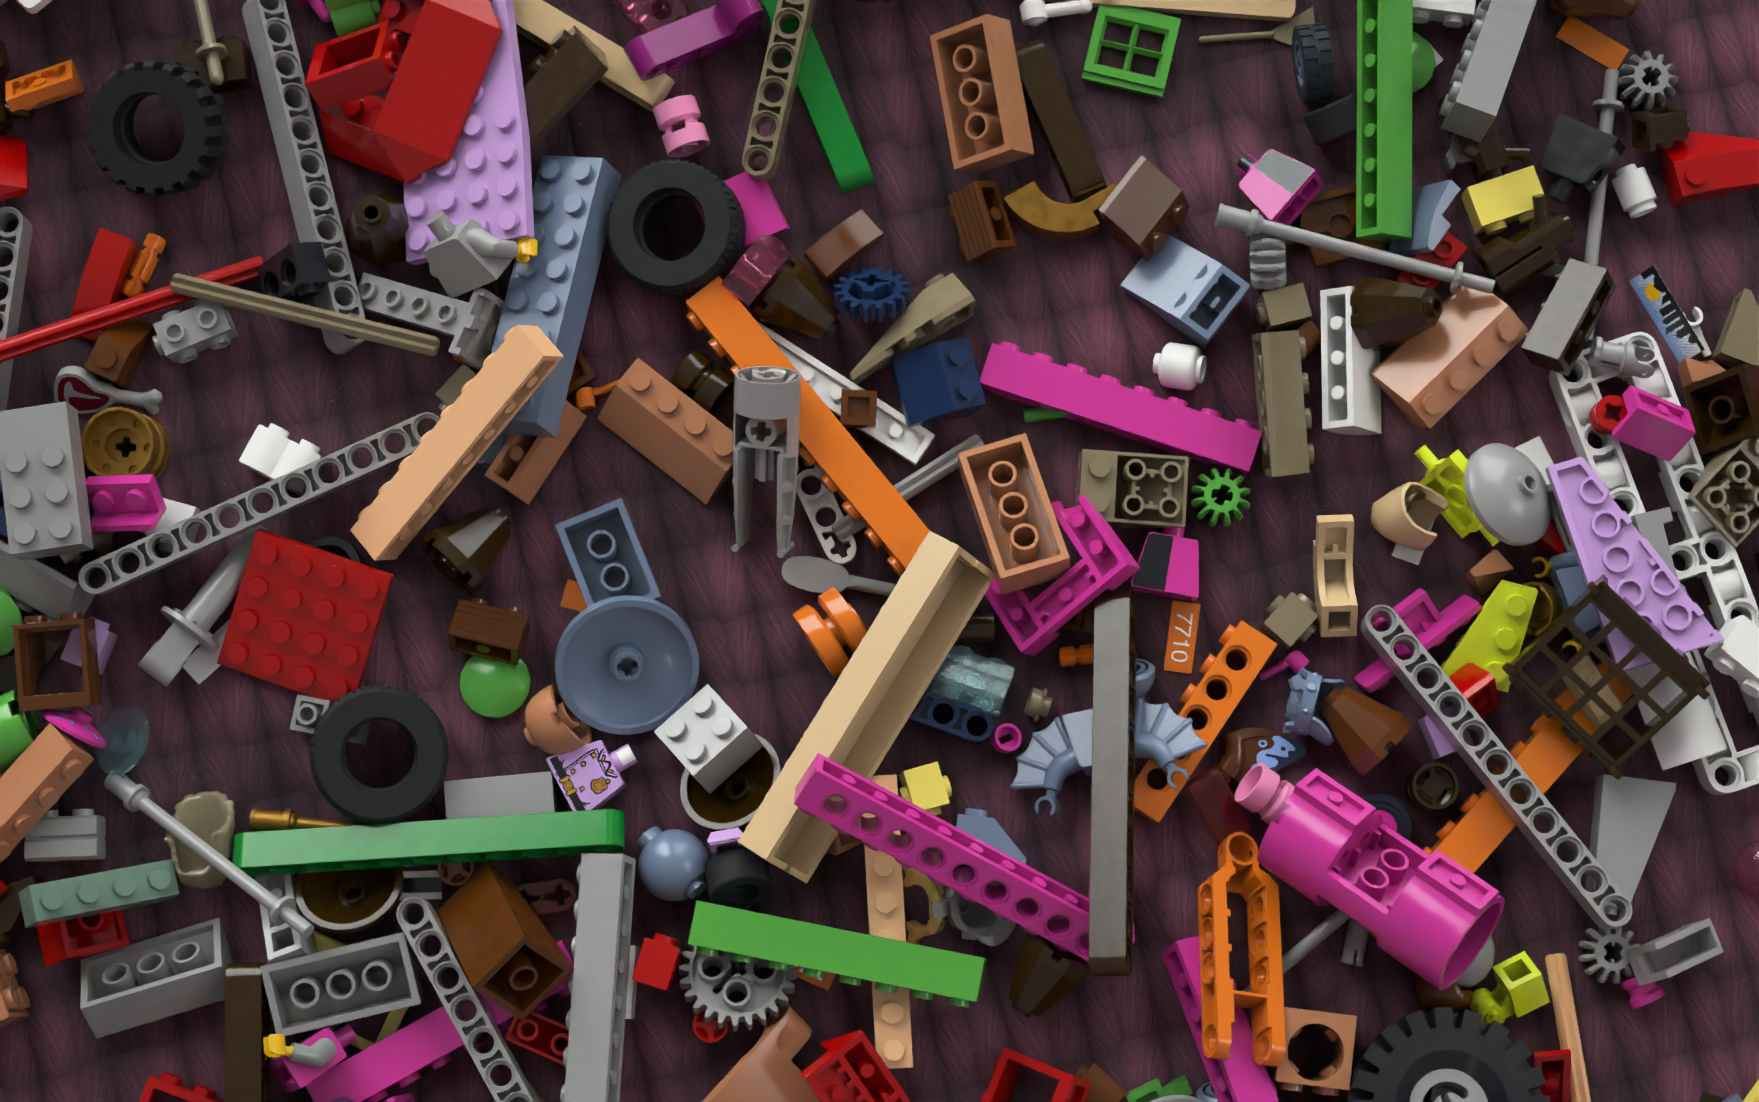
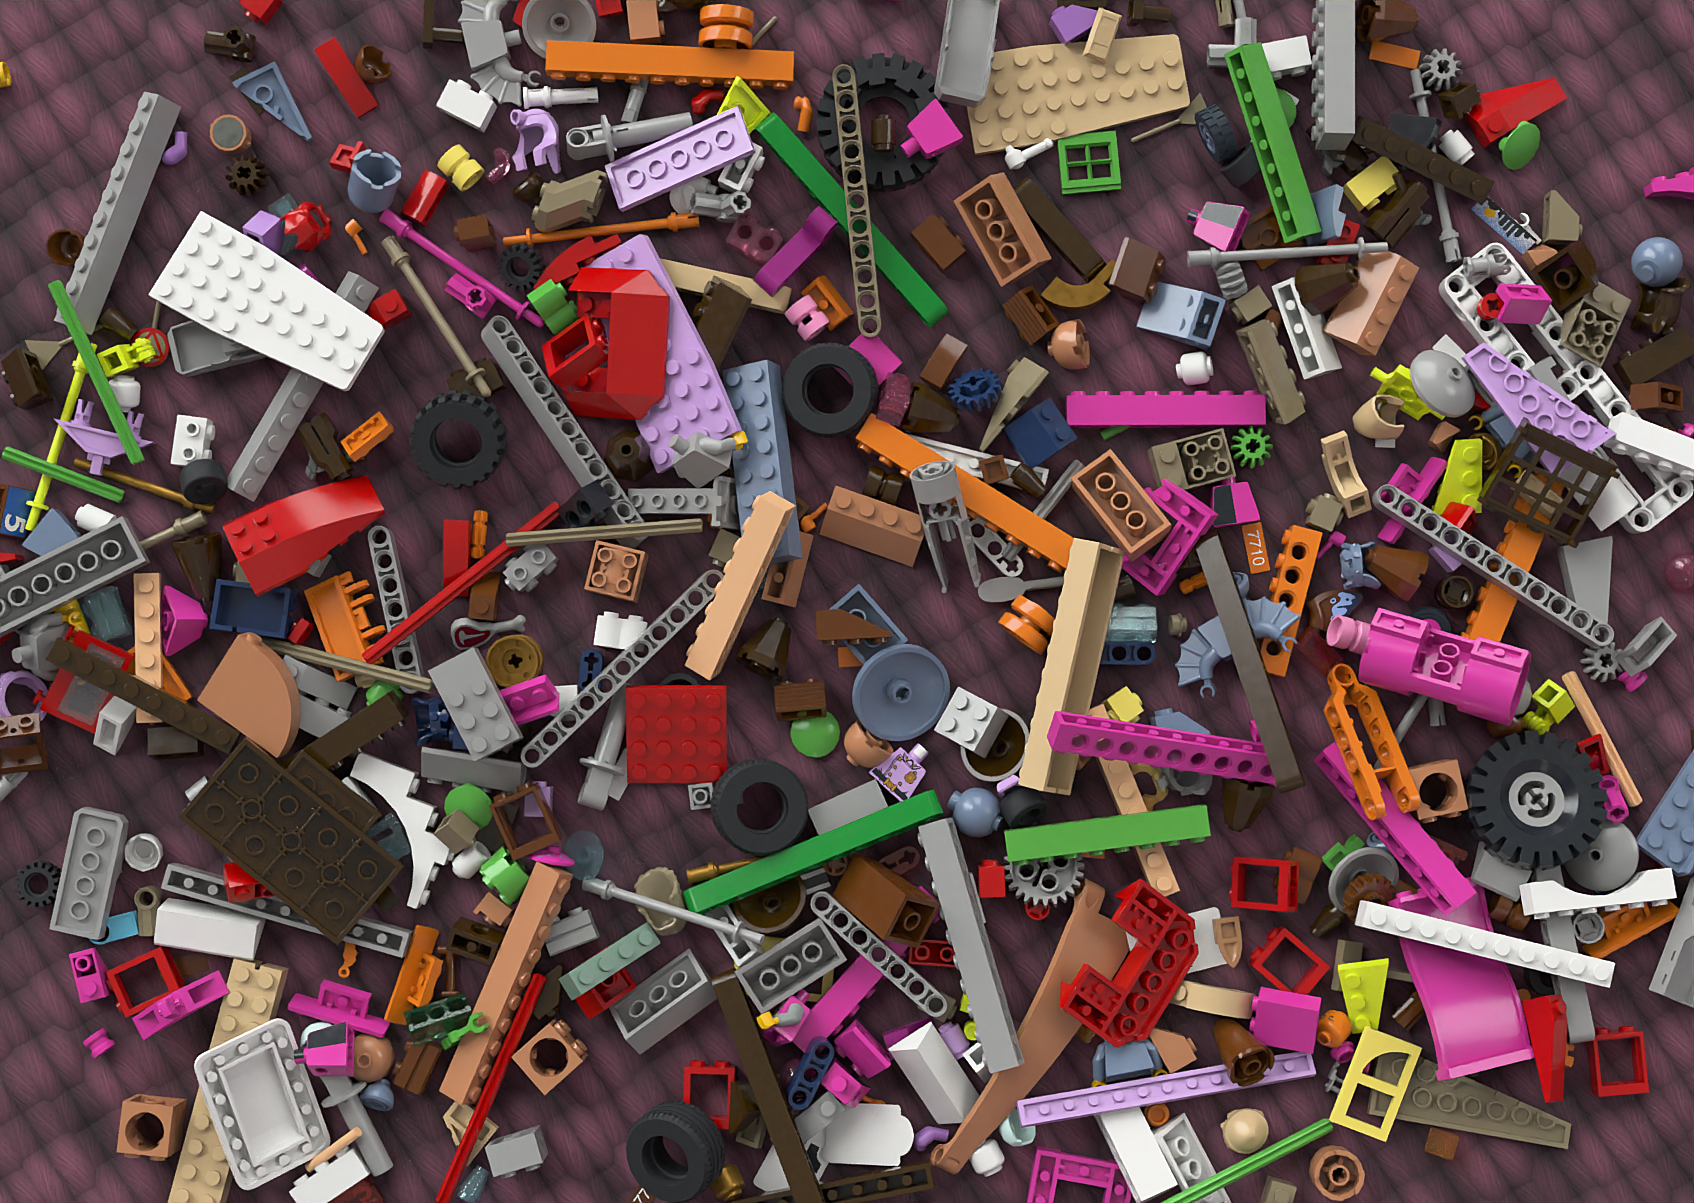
camera: 20 degrees left, 5 degrees up
(218, 490) = (584, 668): none -> dark blue beam
(304, 374) = (616, 571): none -> nougat brick
(574, 544) = (841, 625): none -> reddish brown slope
(719, 116) = (828, 301): none -> orange slope
(892, 86) = (938, 243): none -> reddish brown brick
(900, 438) = (1027, 479): none -> dark brown cone
(1003, 730) = (1168, 658): dark pink hinge -> none
(1019, 279) = (1069, 345): none -> nougat cylinder
(1568, 316) = (1441, 249): brick -> none
(1579, 188) = (1421, 160): none -> dark brown arch
(1722, 216) = (1520, 145): none -> bright green dish

